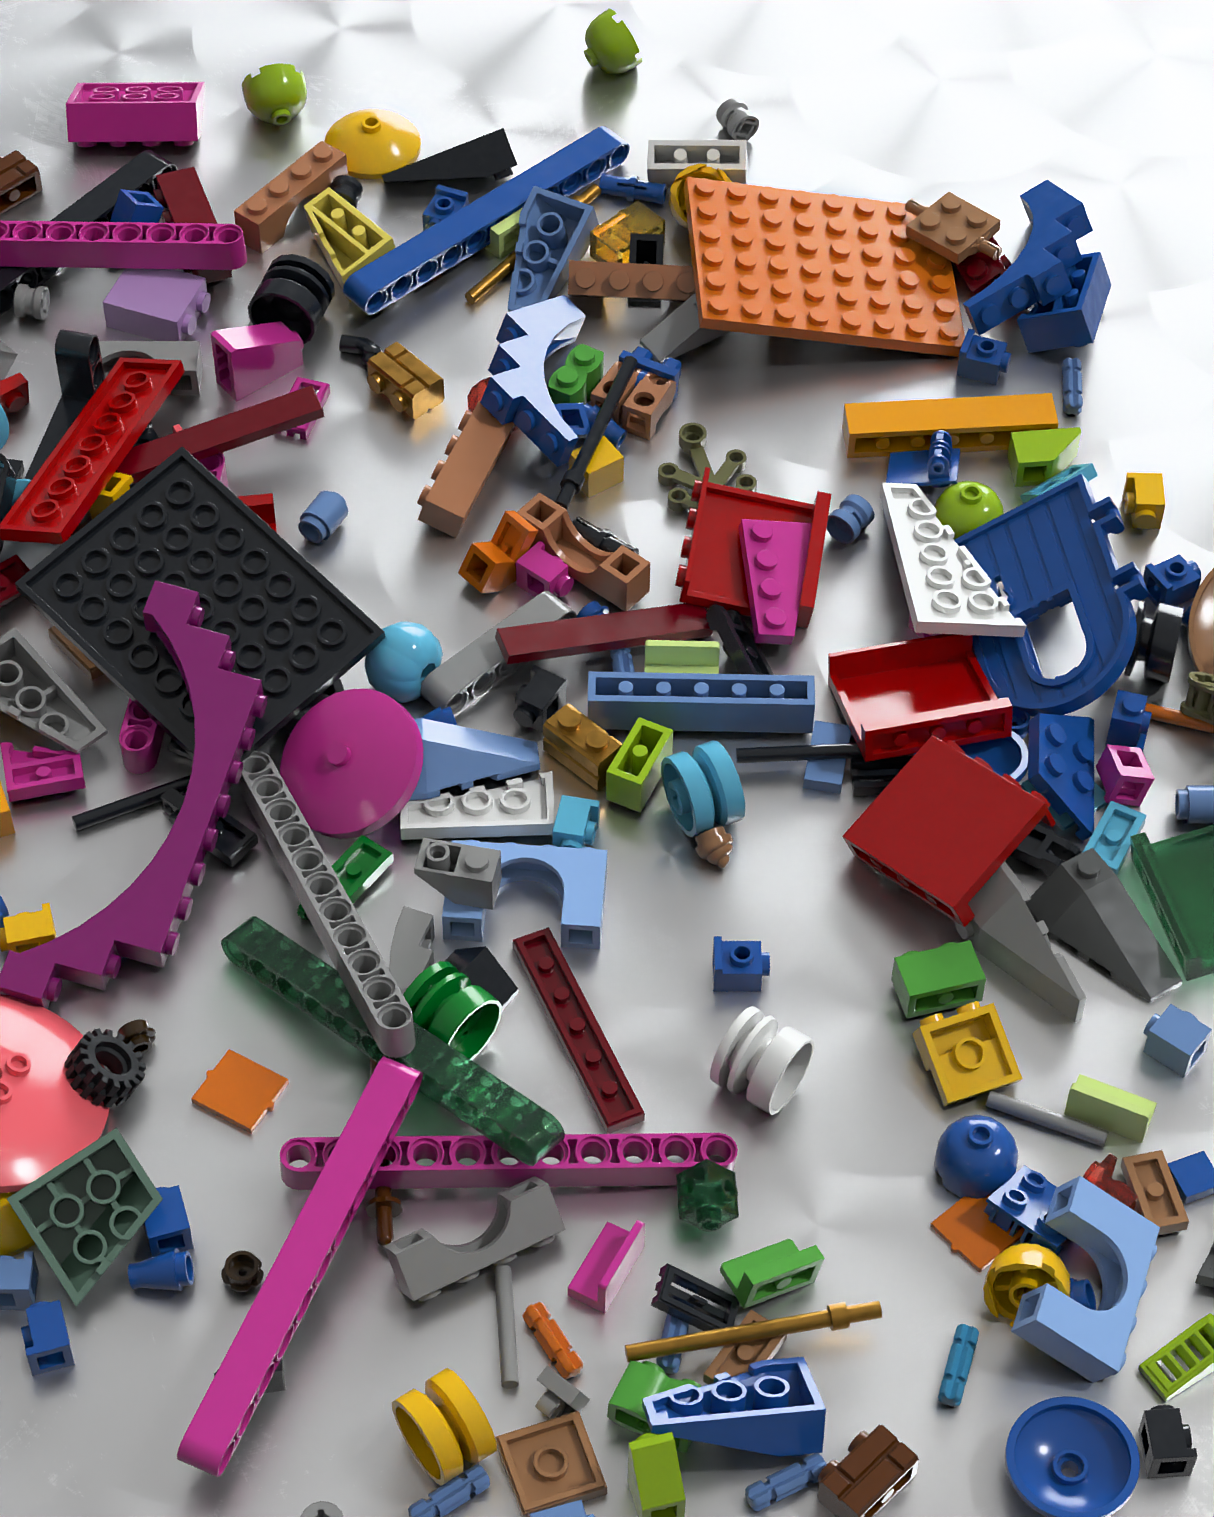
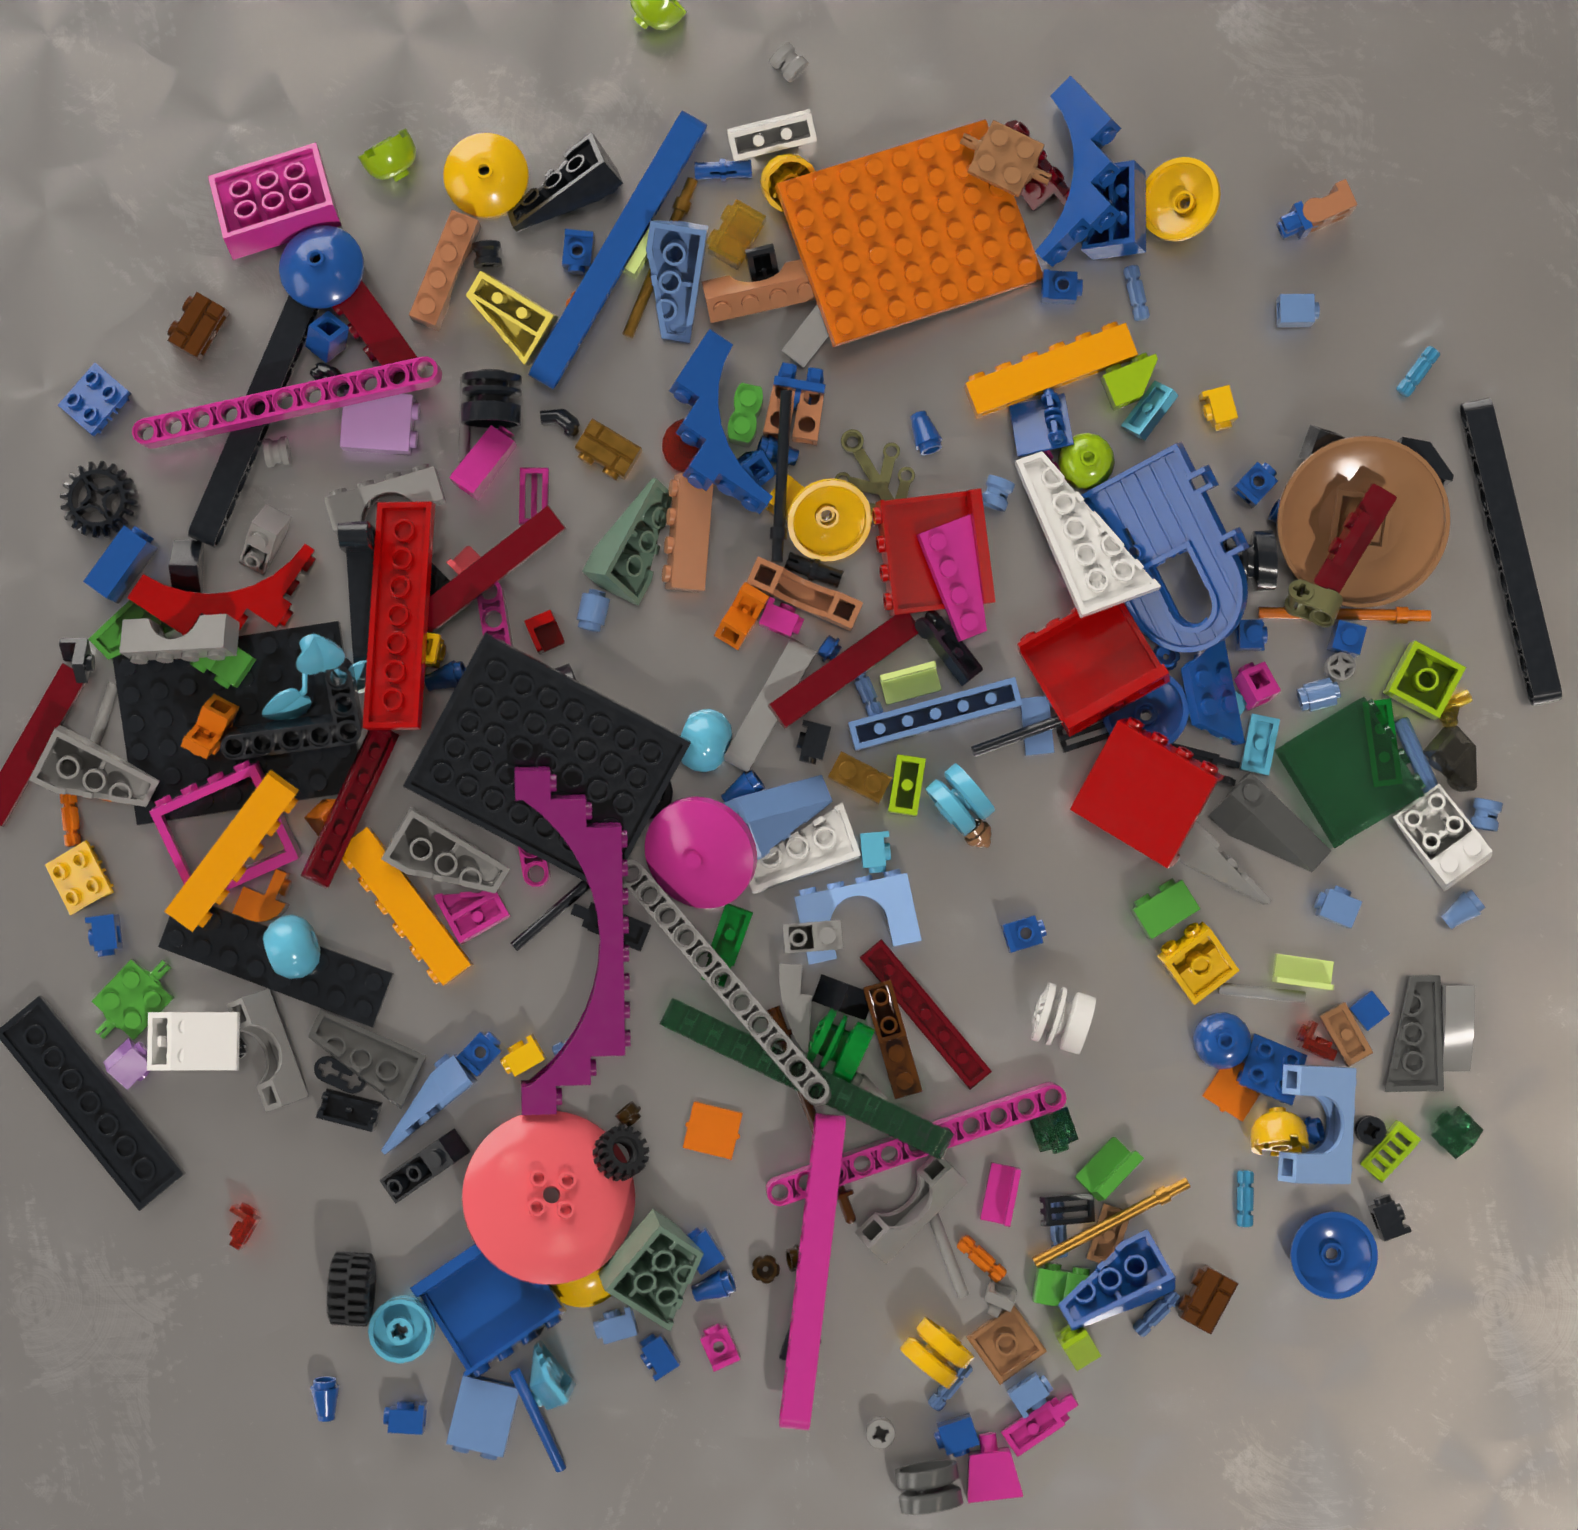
camera: 15 degrees left, 35 degrees up
(137, 1350) = (728, 1355): none -> dark pink brick
(158, 154) = (331, 278): none -> blue dish
(391, 474) = (626, 551): none -> sand green wedge
(523, 1027) = (892, 1039): none -> reddish brown slope
(641, 466) = (839, 532): none -> yellow dish
(781, 451) = (925, 434): none -> blue cone
(1146, 307) = (1171, 188): none -> yellow dish
(1153, 1326) = (1364, 1130): none -> black wheel

